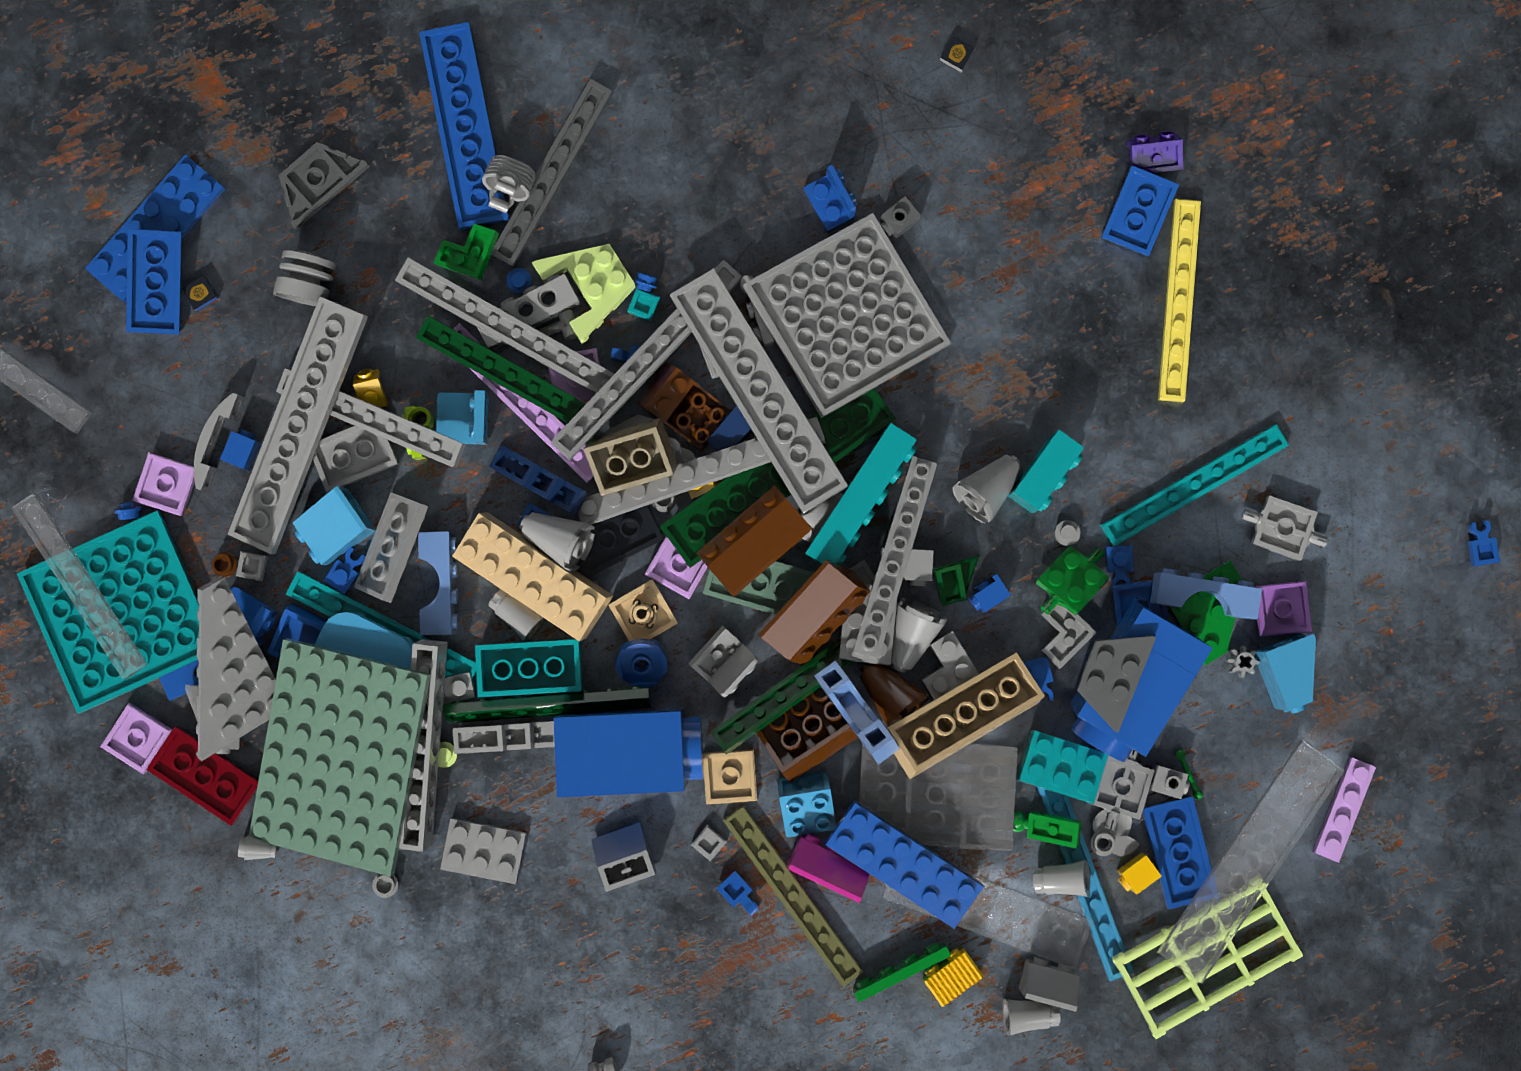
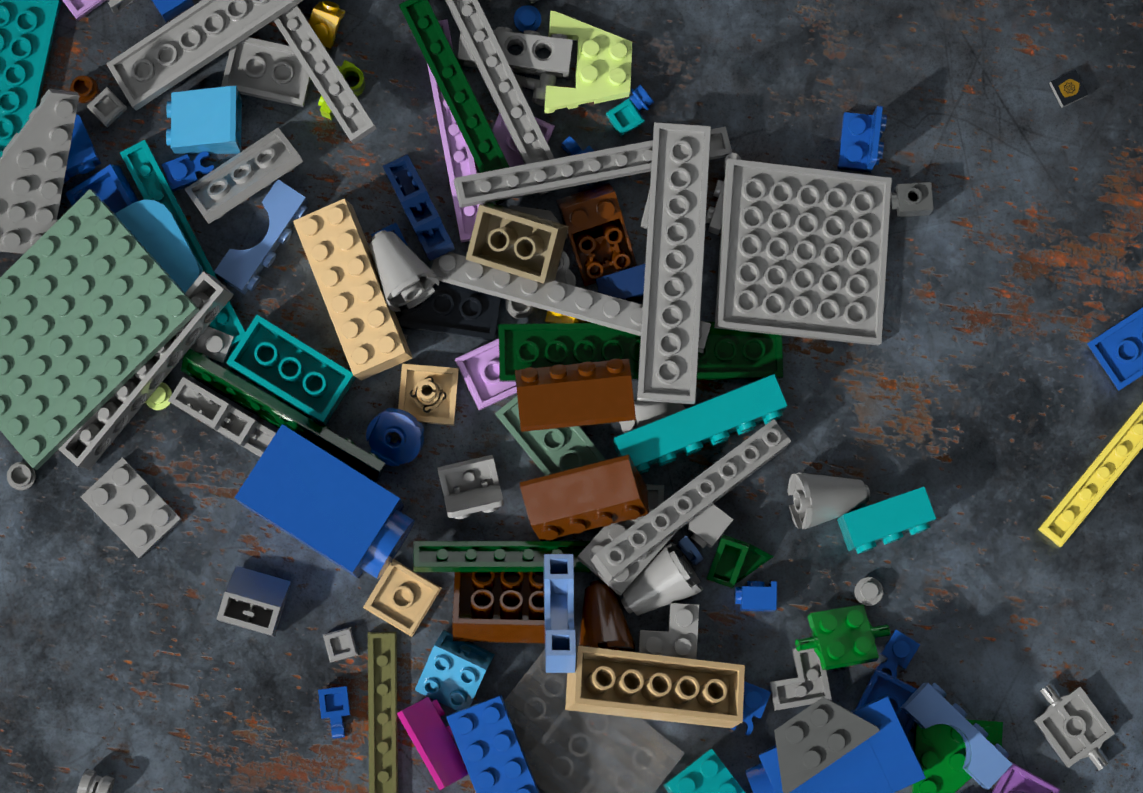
camera: 30 degrees right, 5 degrees down
(464, 416) = (392, 105): dark azure bracket -> none
(516, 615) = (313, 315): light grey plant -> none
(916, 594) = (690, 550): none -> medium blue tile
(1194, 485) = (1017, 630): teal tile -> none

